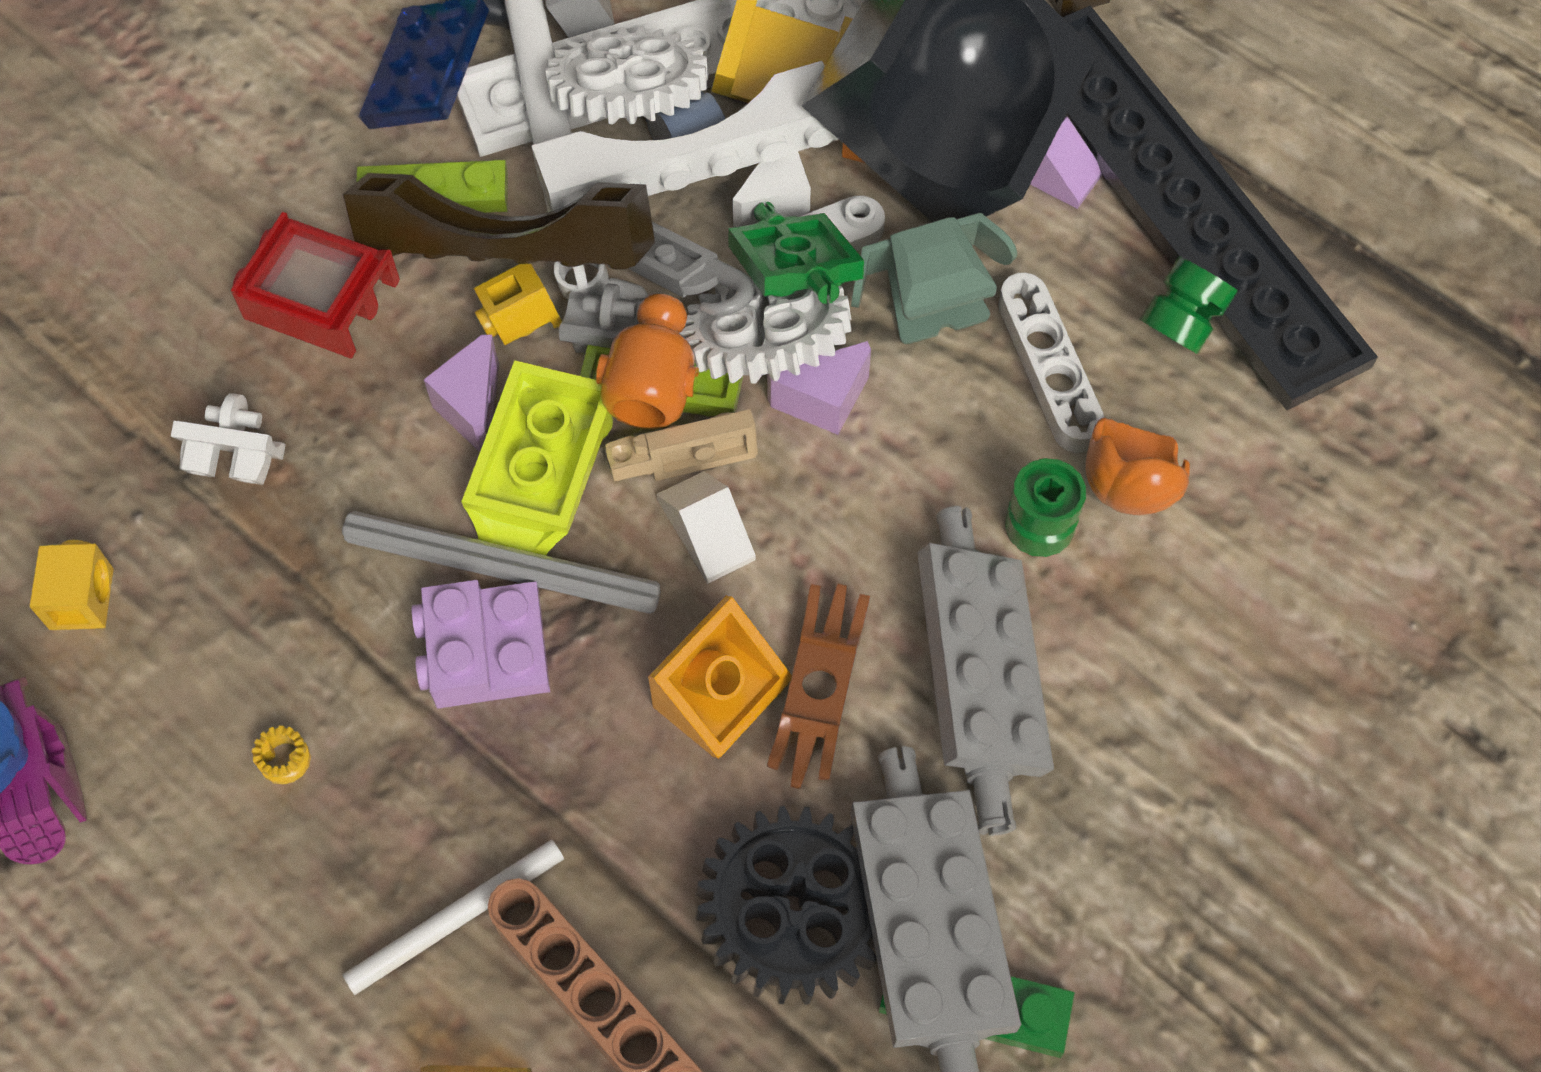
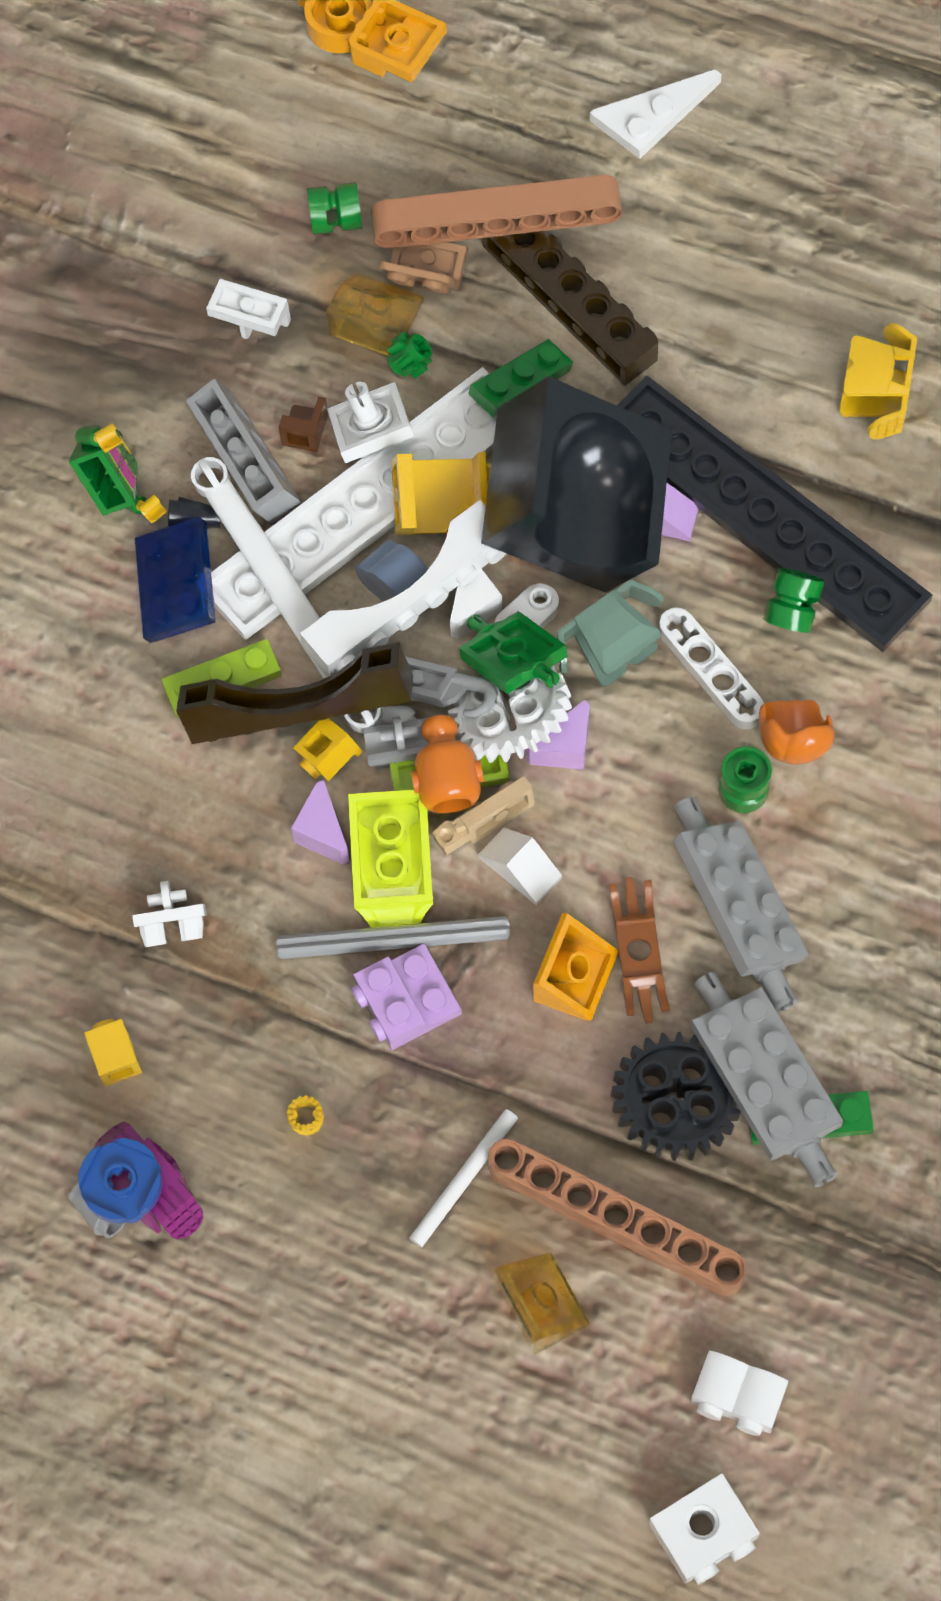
camera: 15 degrees left, 5 degrees up
(312, 284) = (173, 781): red window -> none
(627, 75) = (338, 549): white gear -> none
(1373, 91) = (874, 385): none -> yellow piece

